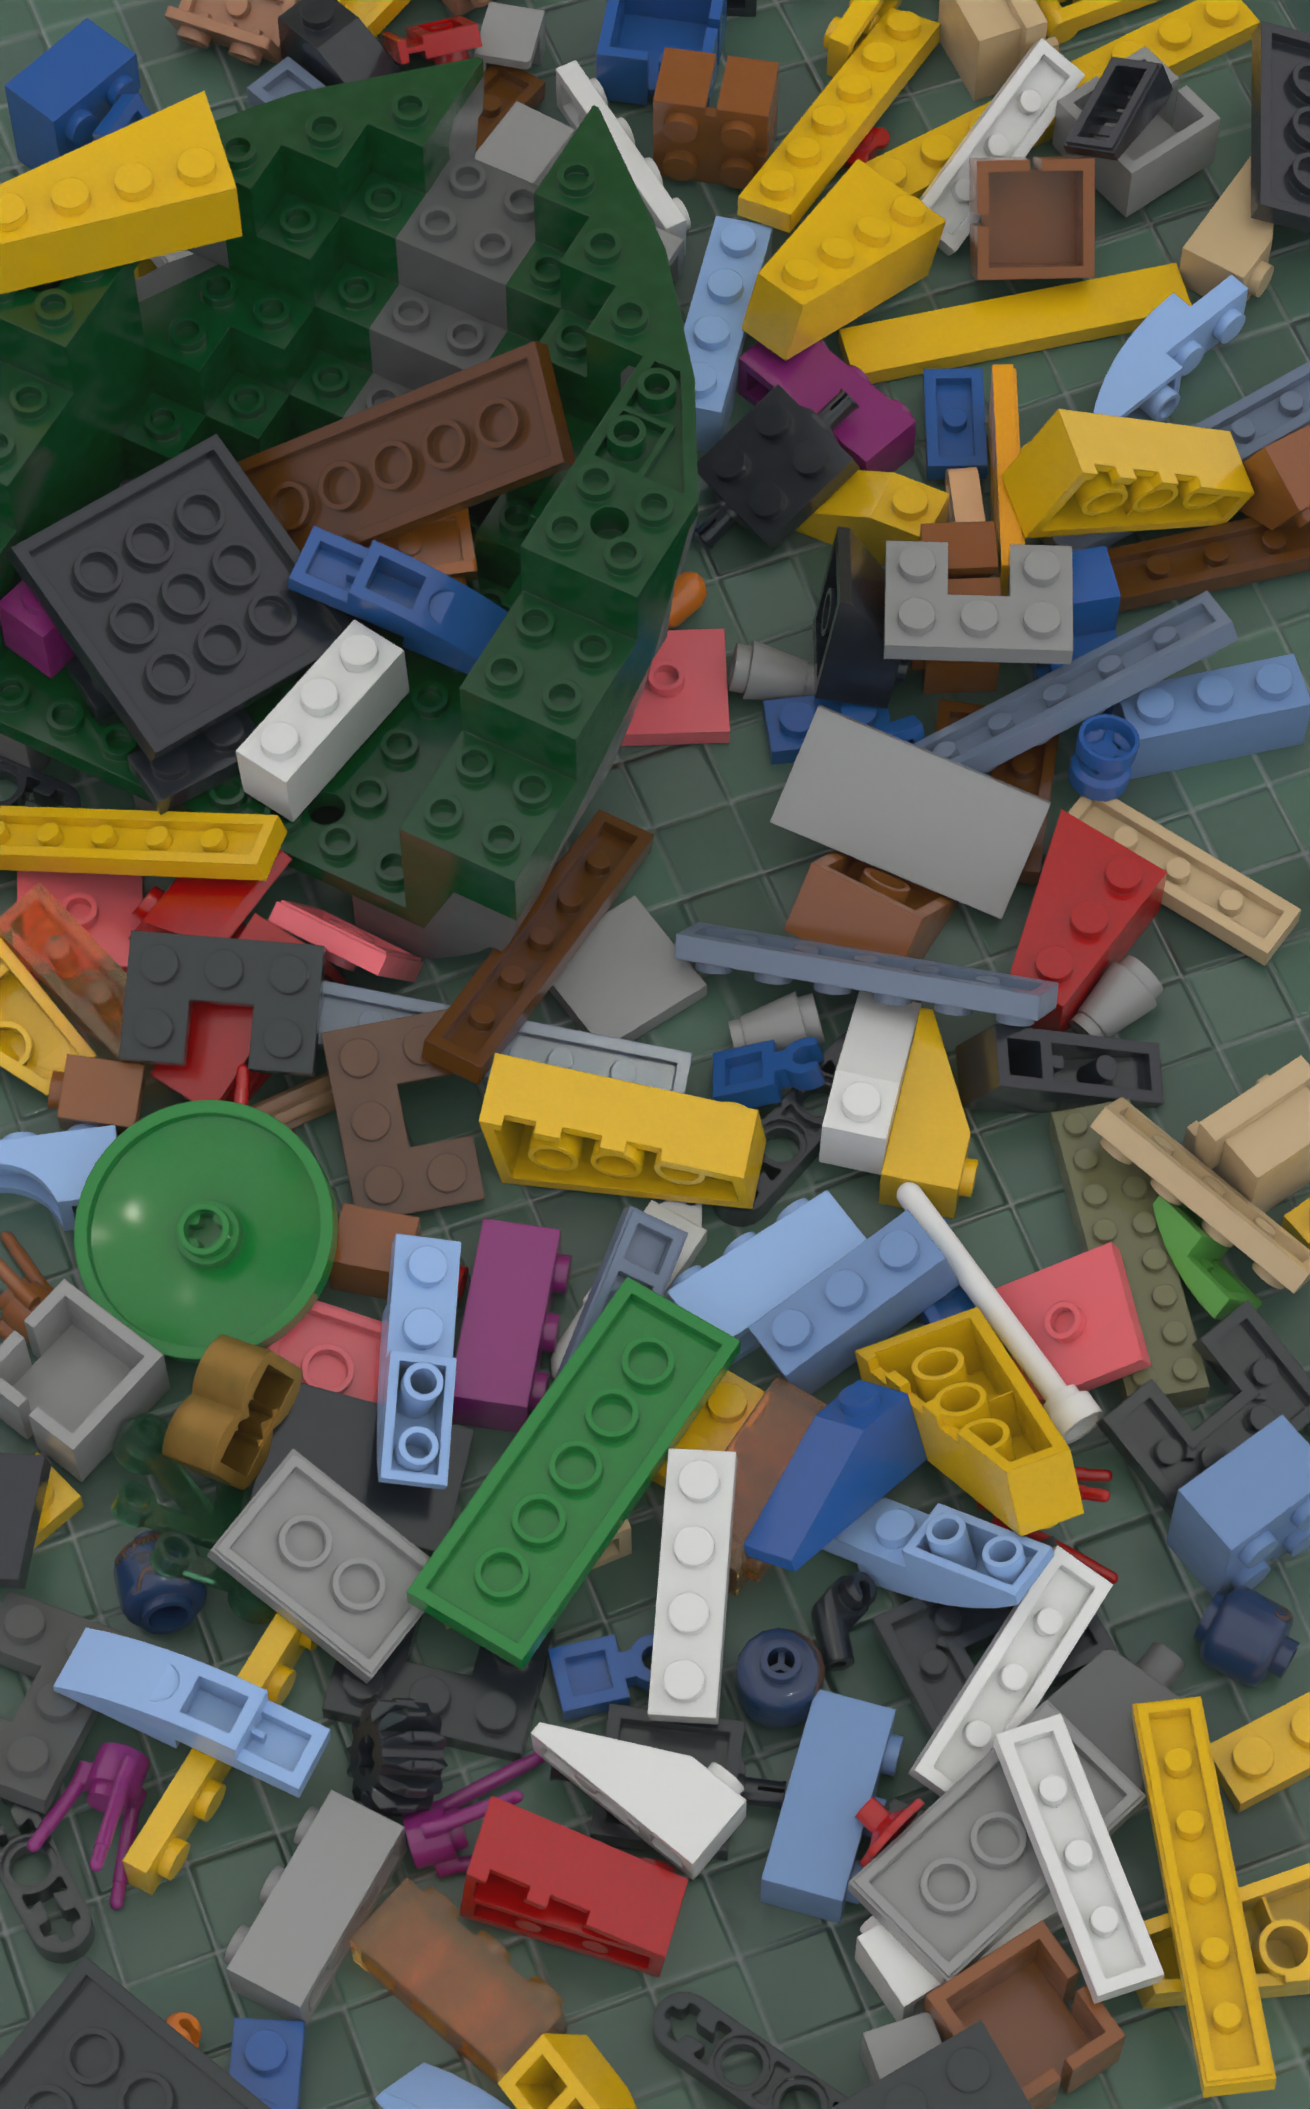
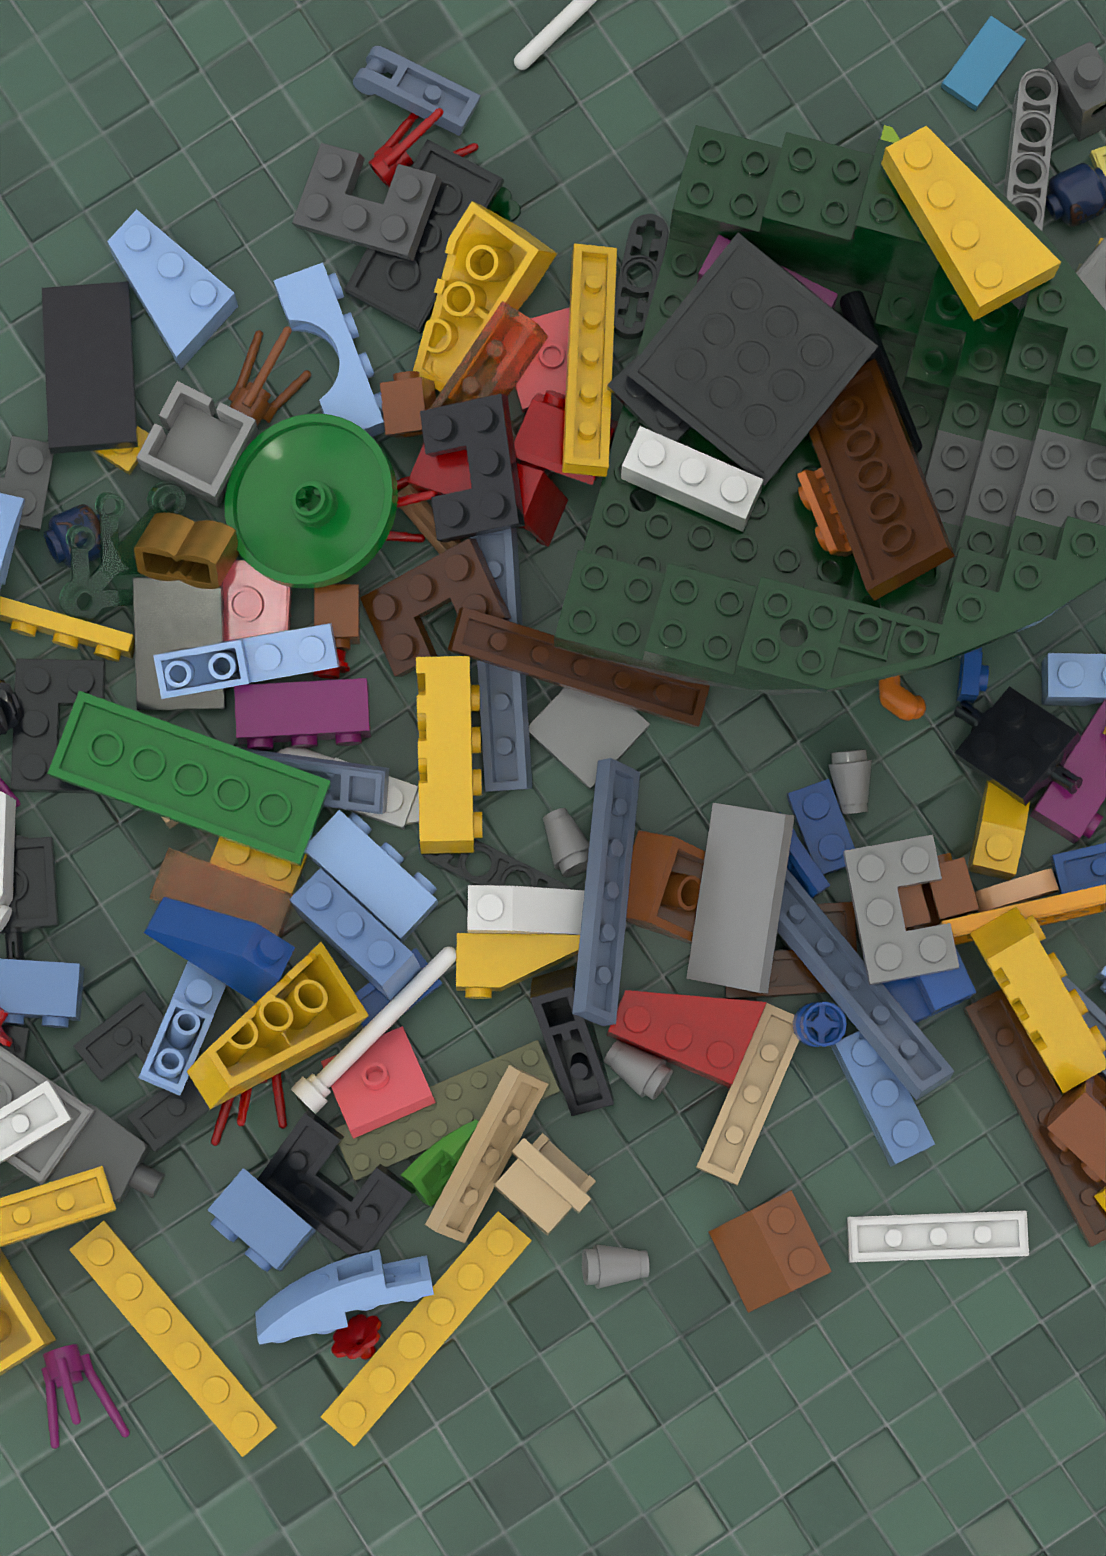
camera: 75 degrees right, 20 degrees up
(325, 1565) = (95, 635): light grey tile -> none
(345, 942) = (554, 536): coral plate -> none
(399, 595) = (787, 506): blue slope -> none
(596, 1674) = (72, 825): blue plate -> none
(684, 692) = (830, 721): coral plate -> none
(693, 1586) = (131, 870): white plate -> none
(758, 1071) = (526, 835): blue plate -> none
(779, 1677) = (100, 951): dark blue head -> none
(837, 1613) = (147, 967): black arm -> none
(851, 629) = (886, 824): black slope -> none
(1013, 1670) = (113, 1086): white plate -> none
(1246, 1636) = (183, 1235): dark blue head -> none

